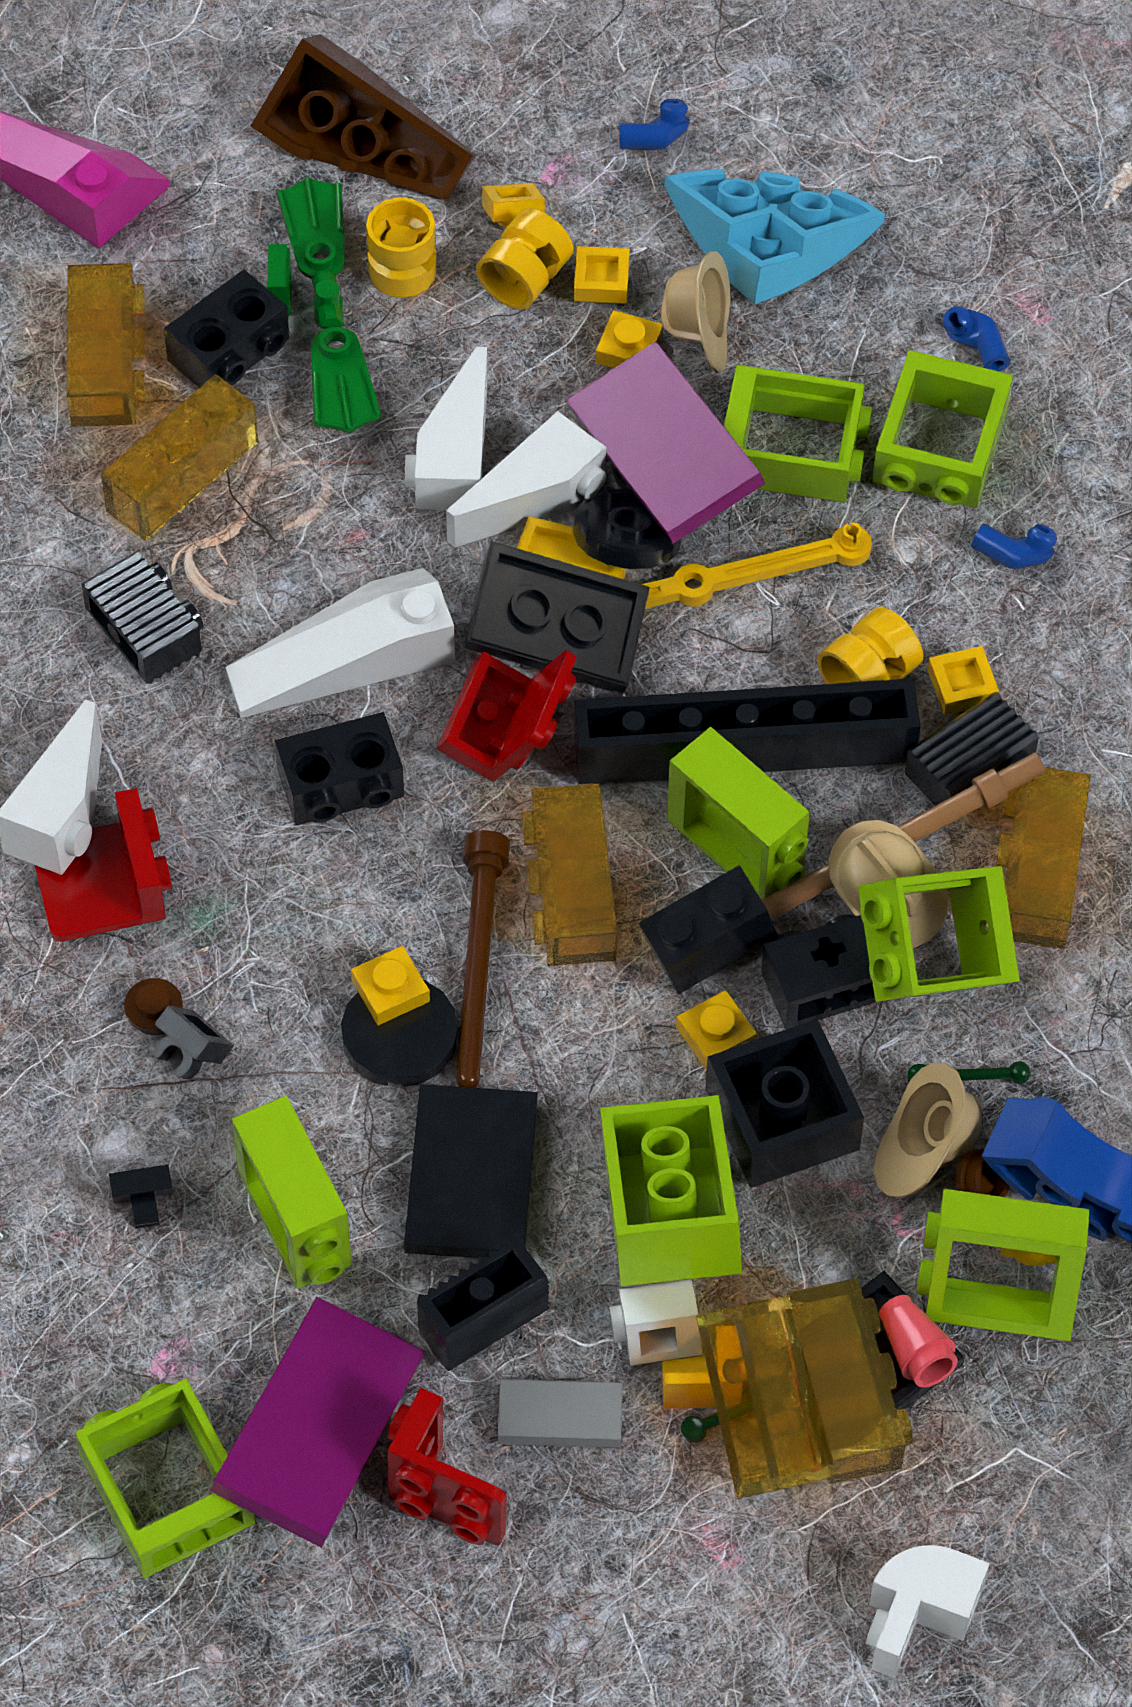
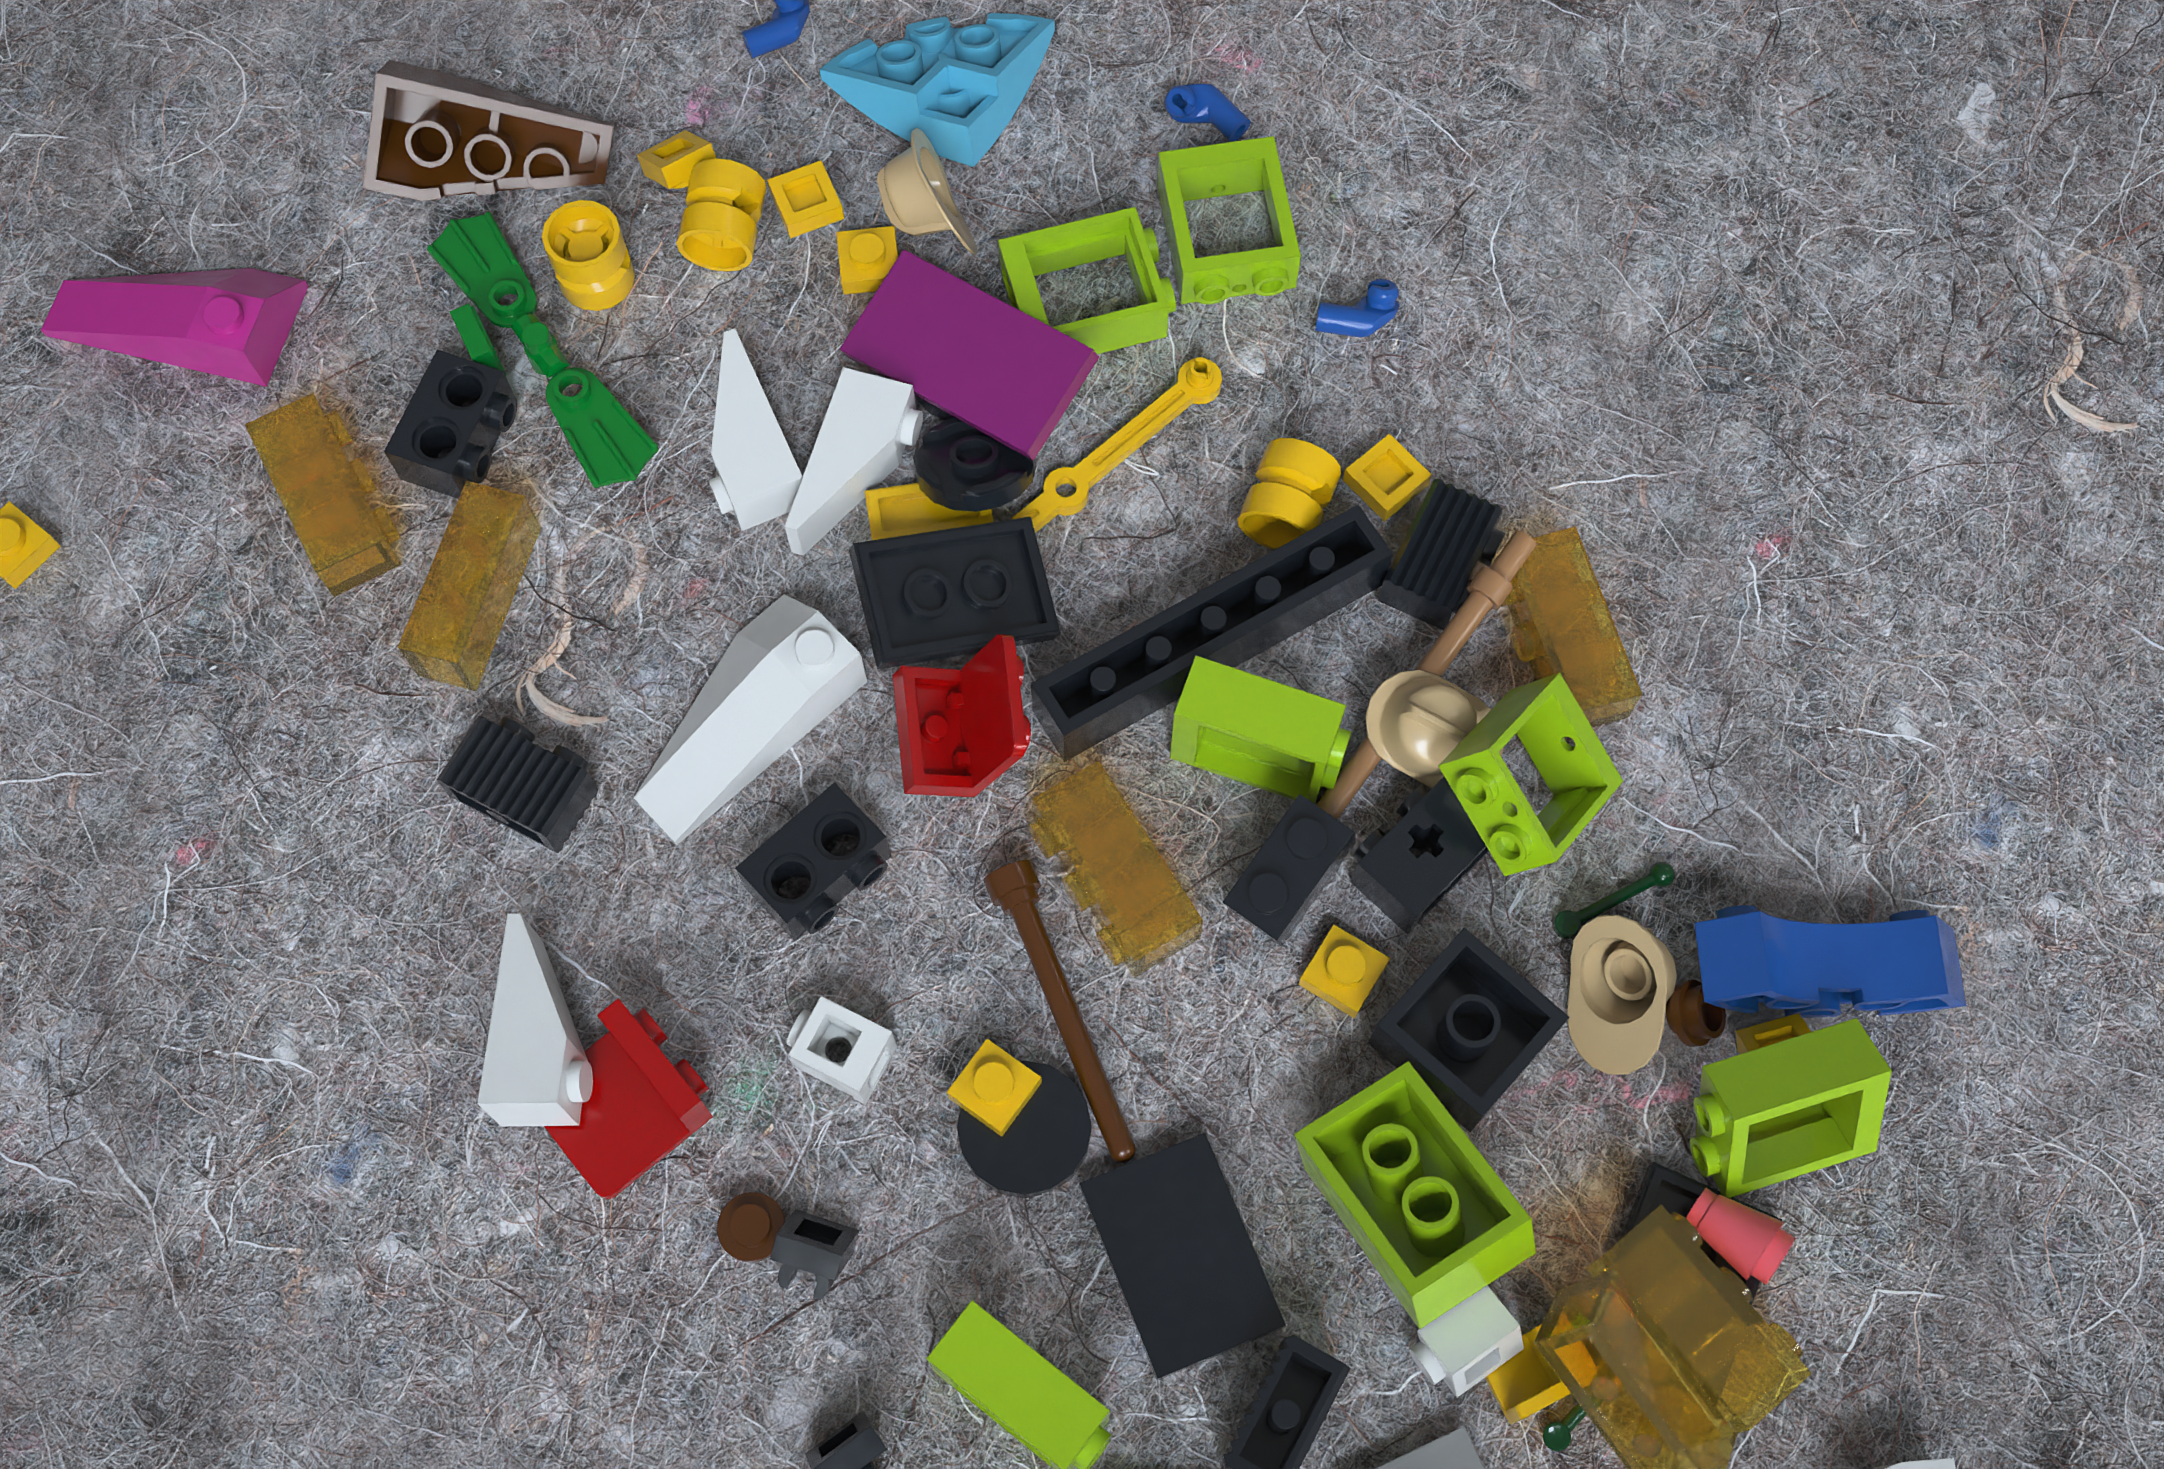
camera: 25 degrees left, 10 degrees up
(289, 909) = (830, 1024): none -> white brick

